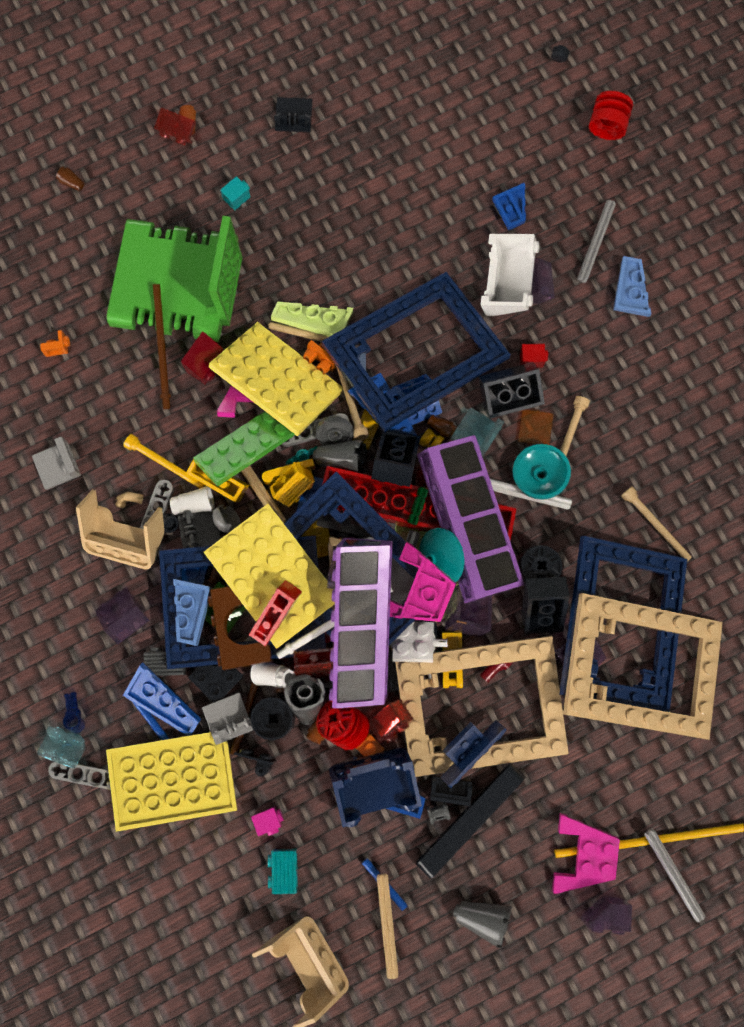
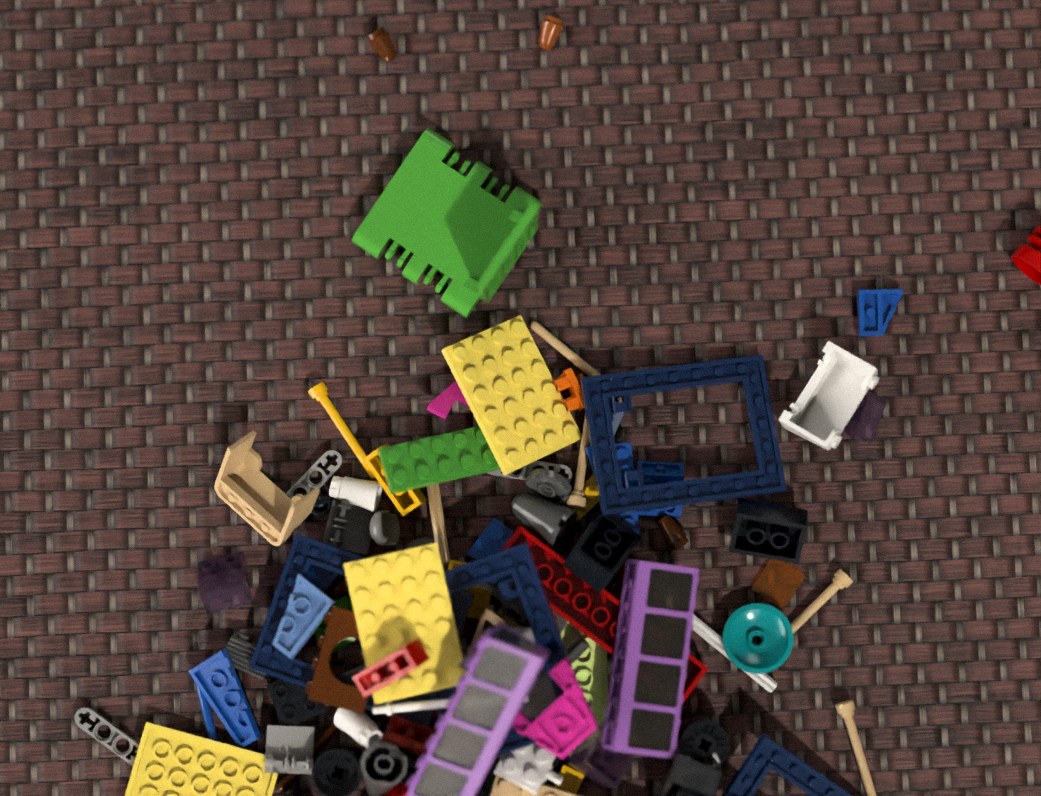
camera: 30 degrees right, 5 degrees up
(55, 347) = (278, 239): orange bracket -> none
(56, 464) = (224, 378): light grey bracket -> none
(62, 747) = (100, 696): clear light blue bracket -> none
(73, 712) = (127, 664): clear blue pin -> none
(126, 497) = (289, 452): tan arm -> none
(165, 396) = (379, 353): reddish brown bar -> none
(174, 125) = (530, 37): clear red bracket -> none
(199, 356) = (440, 333): dark red slope -> none
(235, 193) = (565, 149): teal brick -> none
(271, 475) = (476, 506): yellow plate -> none
(292, 484) = (474, 525): yellow brick -> none
(293, 114) = (675, 81): black hinge -> none
(301, 455) = (500, 493): teal piece -> none
(312, 318) = (594, 347): yellowish green wing -> none
(417, 506) = (599, 617): dark green axle -> none
(428, 437) = (650, 539): yellow wheel -> none
(444, 551) = (602, 682): teal dish -> none
(480, 426) = (710, 556): clear light blue bracket -> none
(533, 353) = (814, 499): red brick -> none
(560, 54) = (1023, 149): black tile -> none
(596, 241) = (954, 396): light grey axle -> none
(631, 289) = (965, 473): medium blue wing -> none

